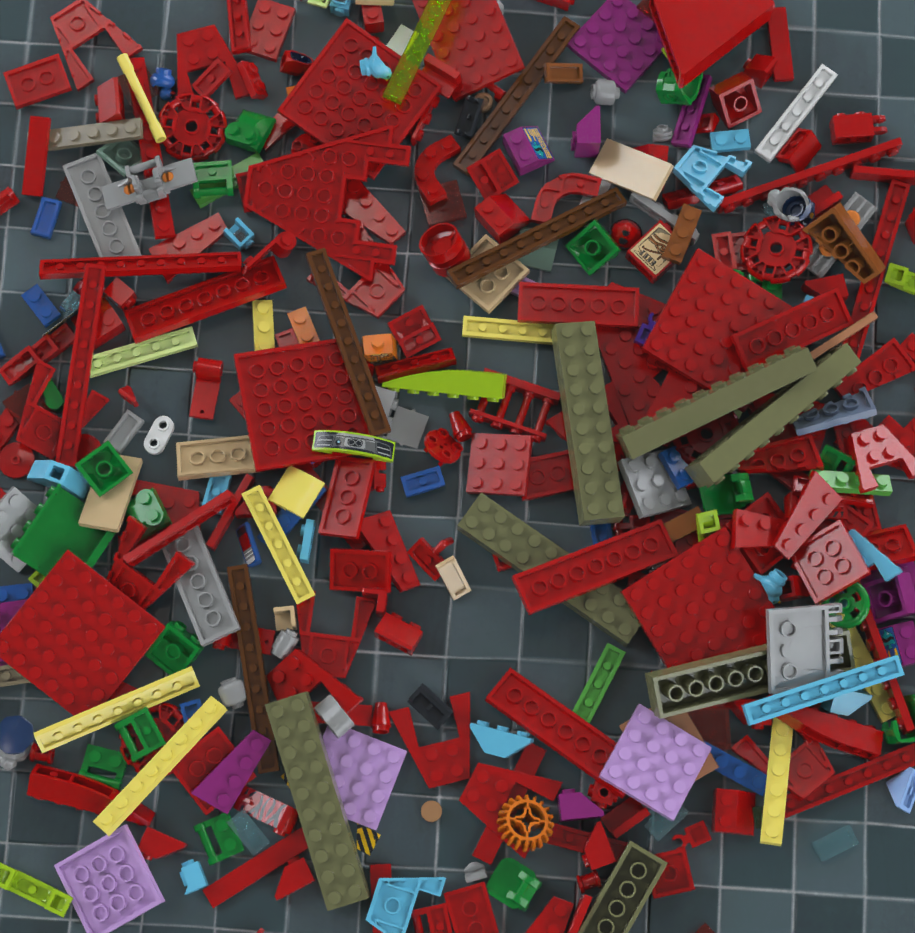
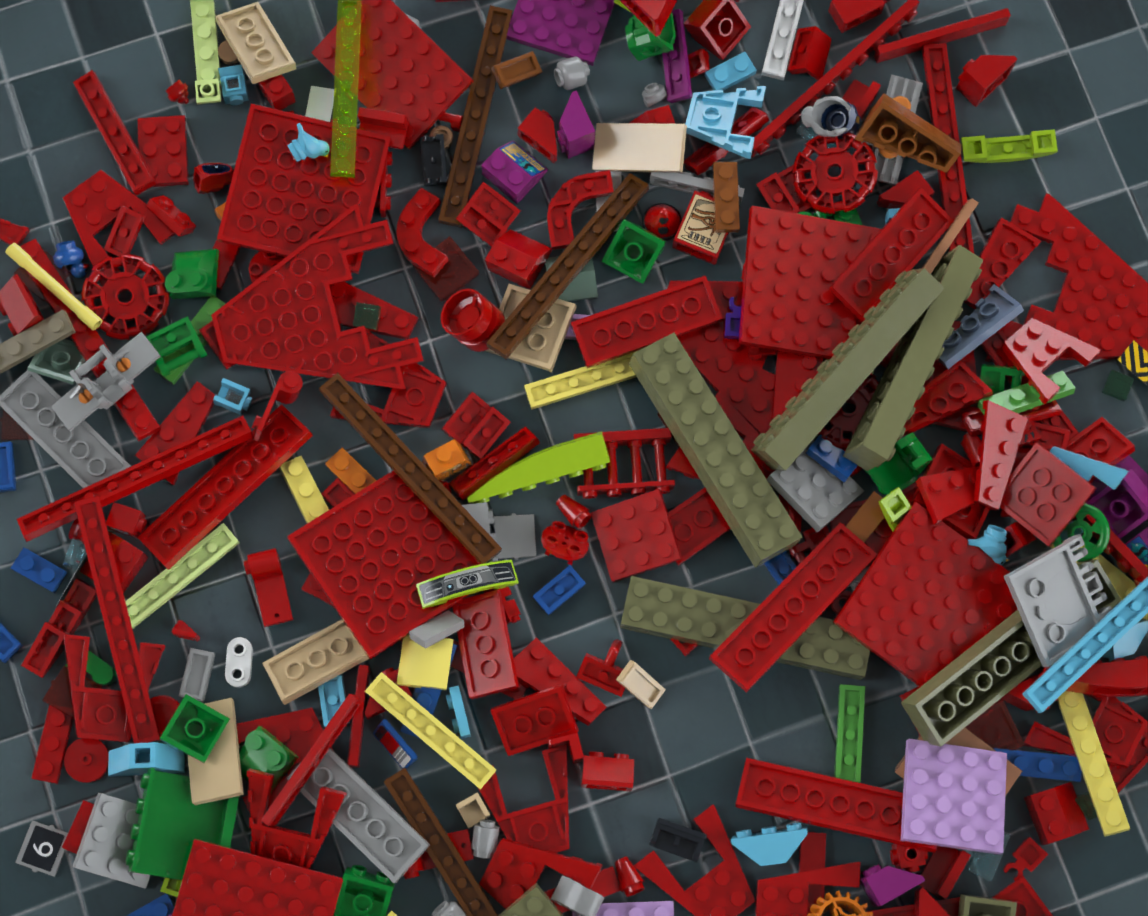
camera: 25 degrees left, 0 degrees up
(315, 470) = (436, 629): none -> light grey tile
(366, 214) = (367, 316): none -> clear green tile
(560, 127) = (539, 133): none -> red slope

